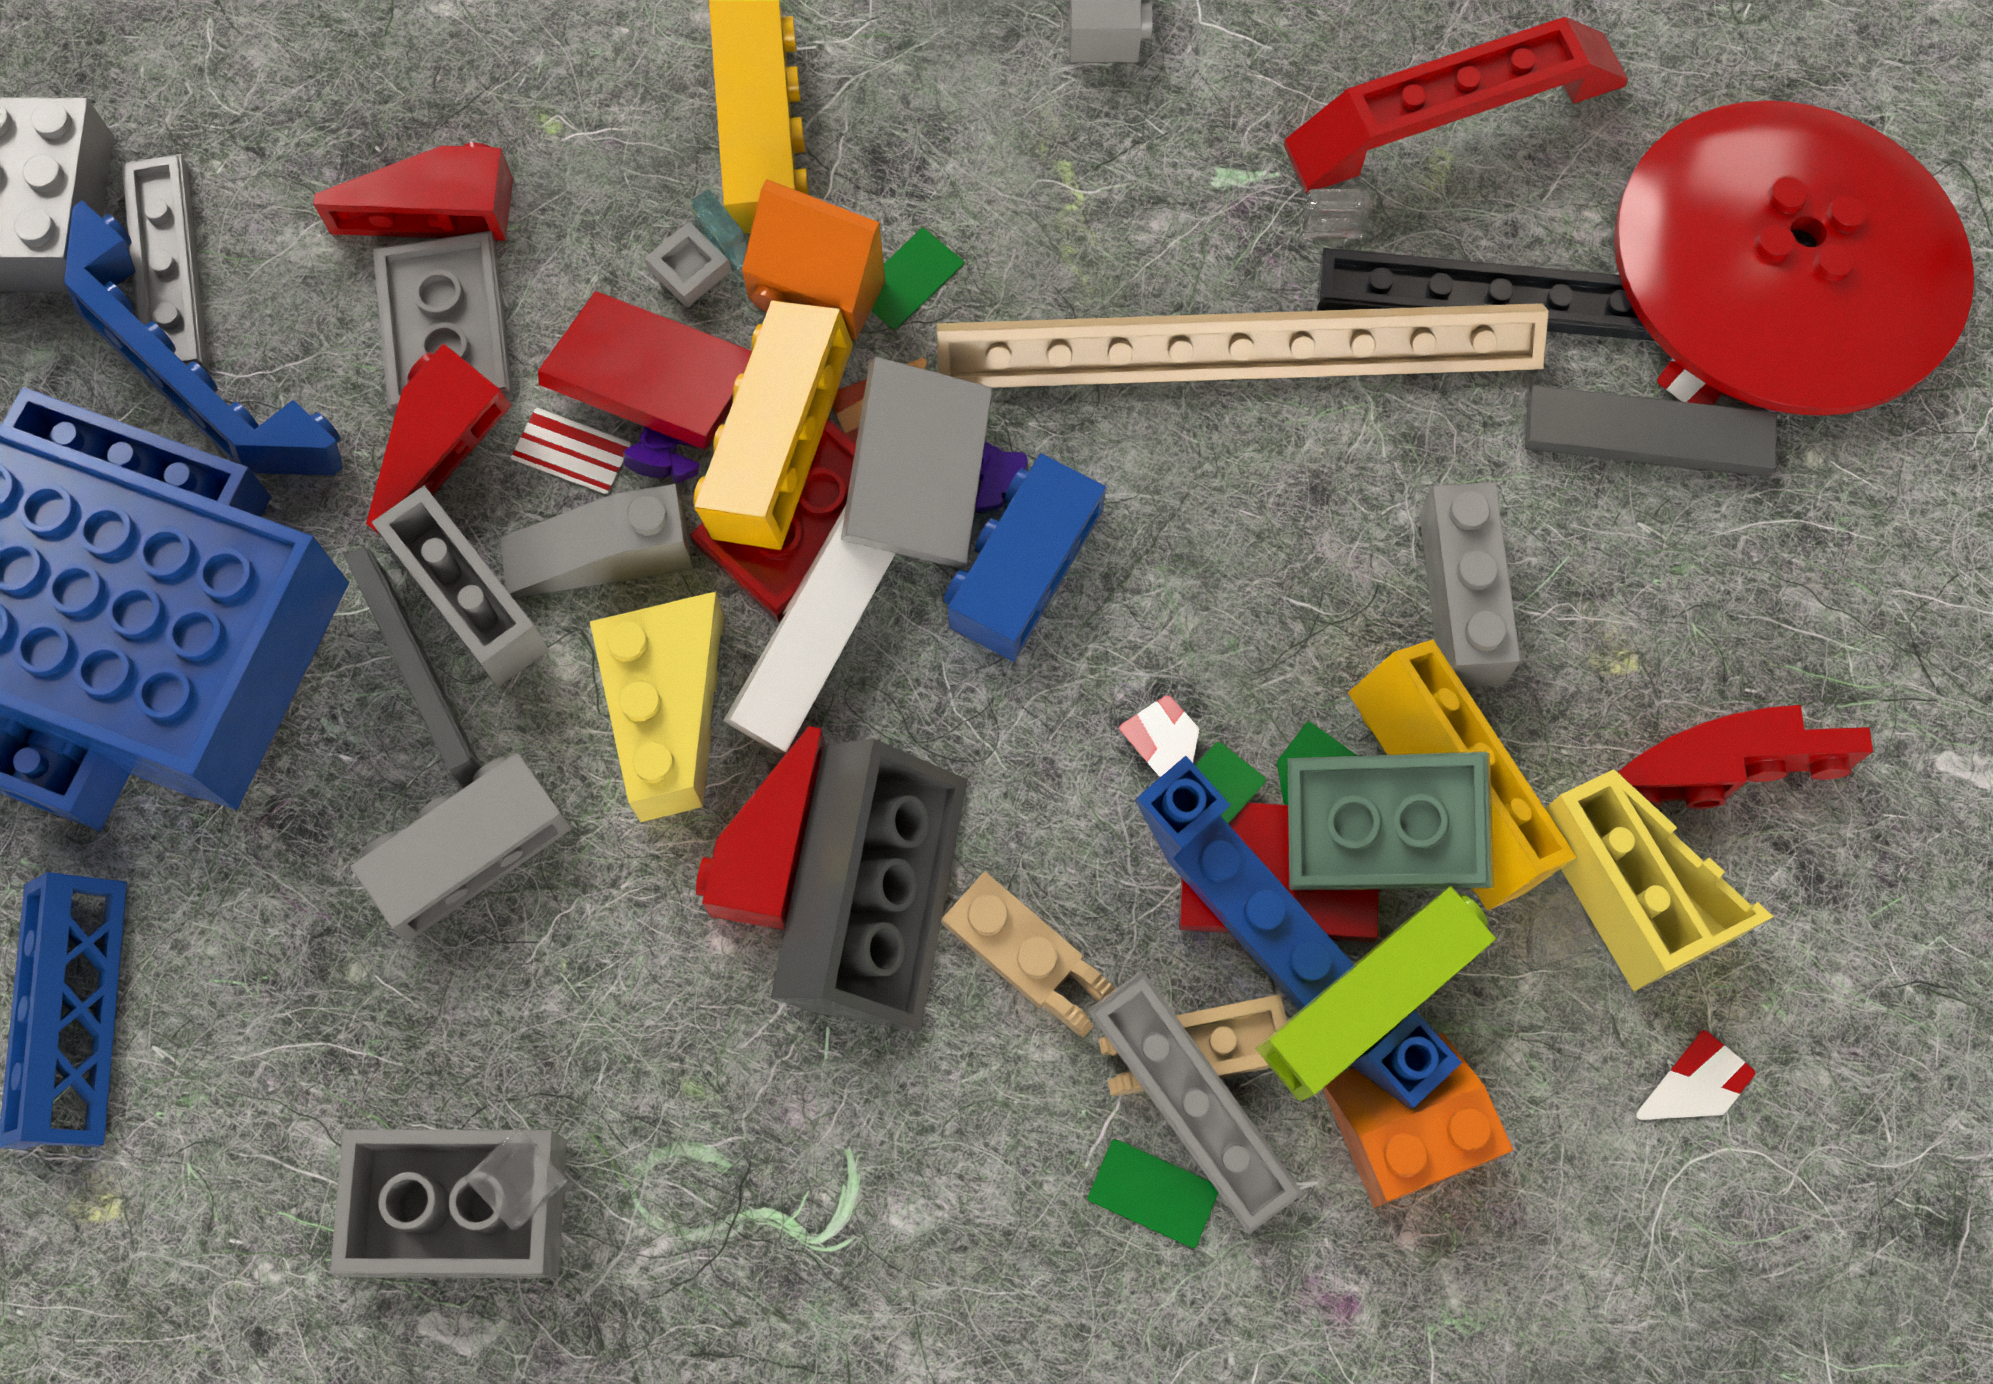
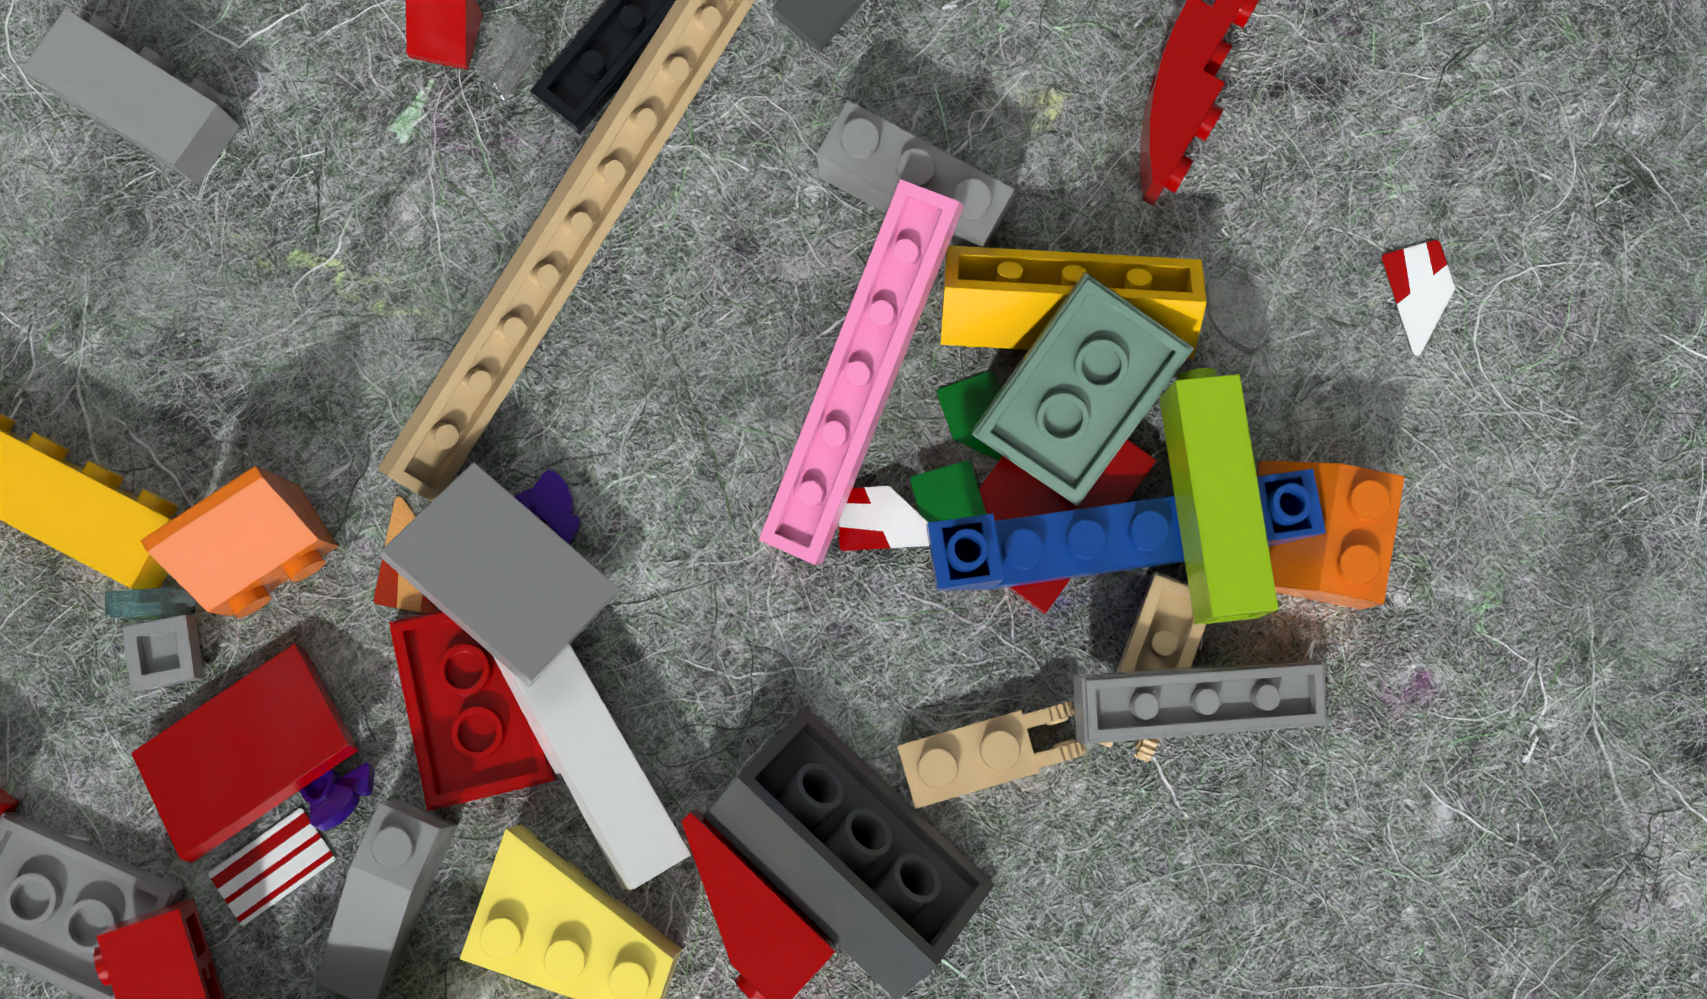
camera: 55 degrees left, 10 degrees up
(773, 425) = (376, 675): yellow brick -> none
(913, 277) = (311, 456): green sticker -> none
(1024, 556) = (641, 532): blue brick -> none
(1153, 1193) = (1242, 778): green sticker -> none
(1277, 636) = (861, 371): none -> bright pink plate
(1643, 884) = (1255, 222): light yellow wedge -> none

